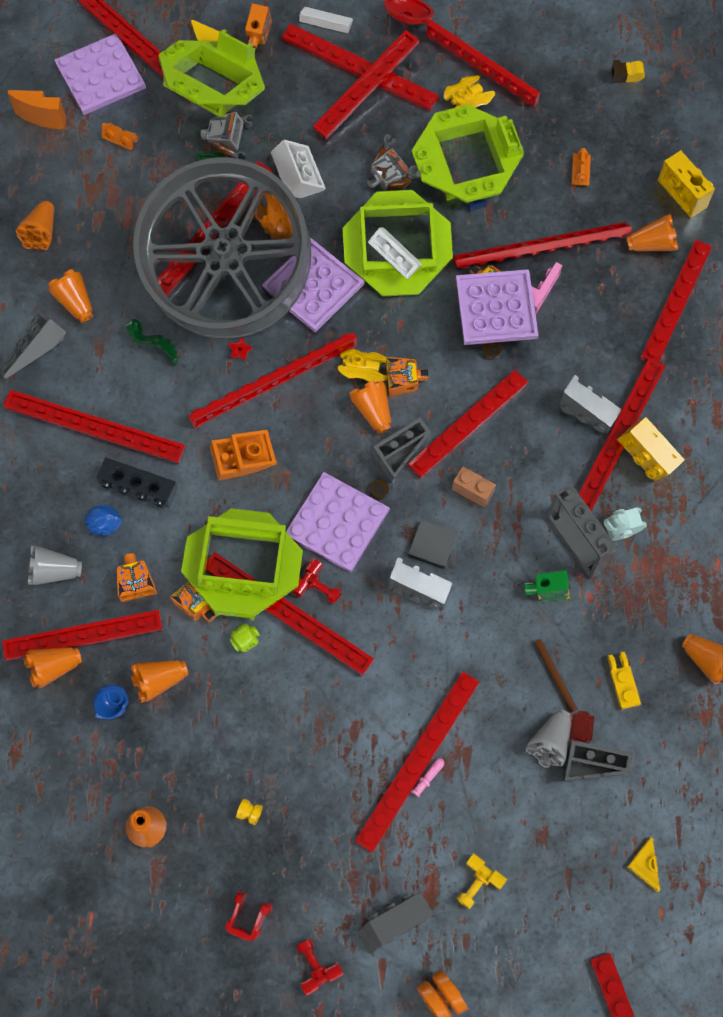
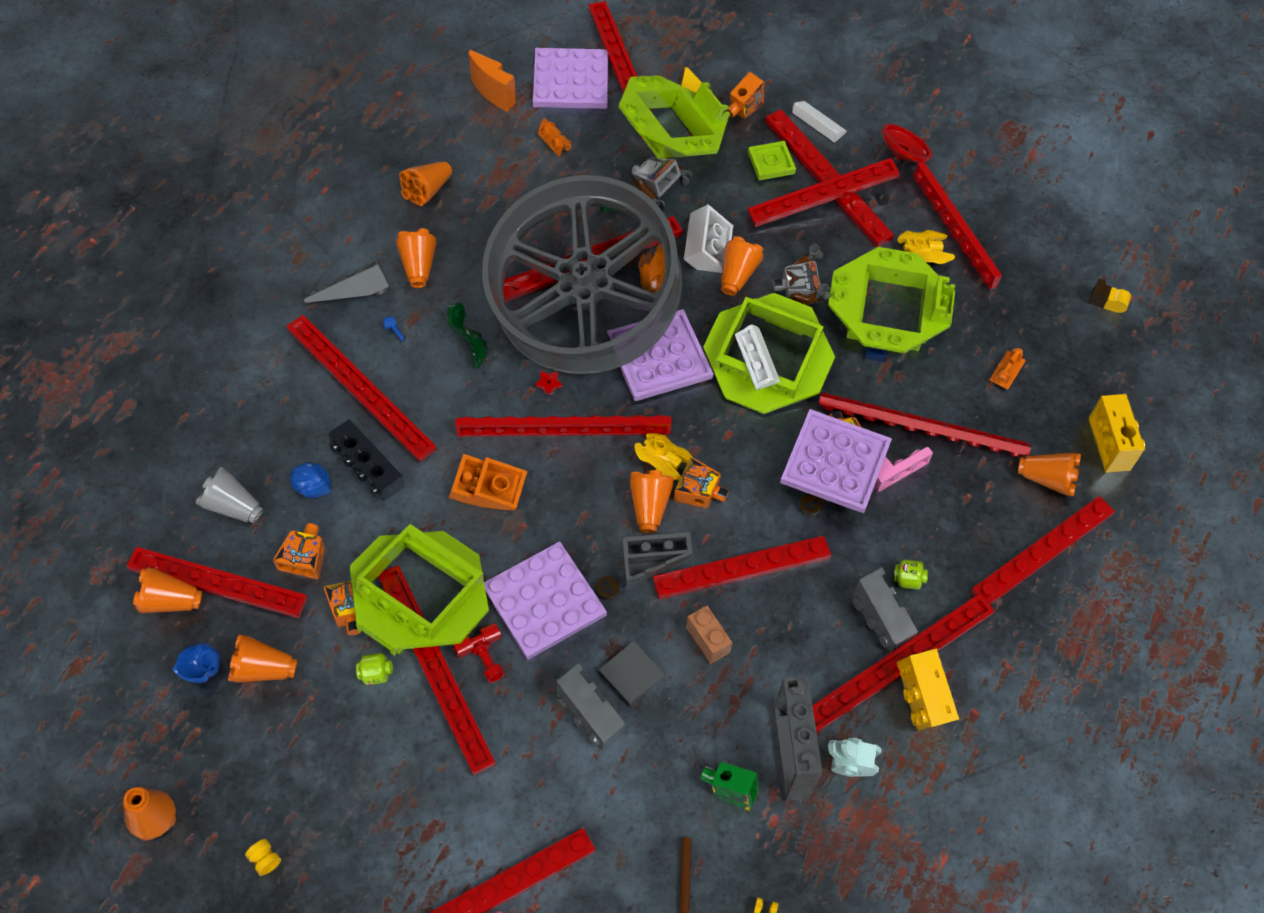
camera: 25 degrees right, 10 degrees down
(84, 361) = (390, 323): none -> blue hand
(308, 74) = (771, 160): none -> lime plate
(334, 179) = (739, 264): none -> orange cone
(593, 368) = (910, 574): none -> lime head

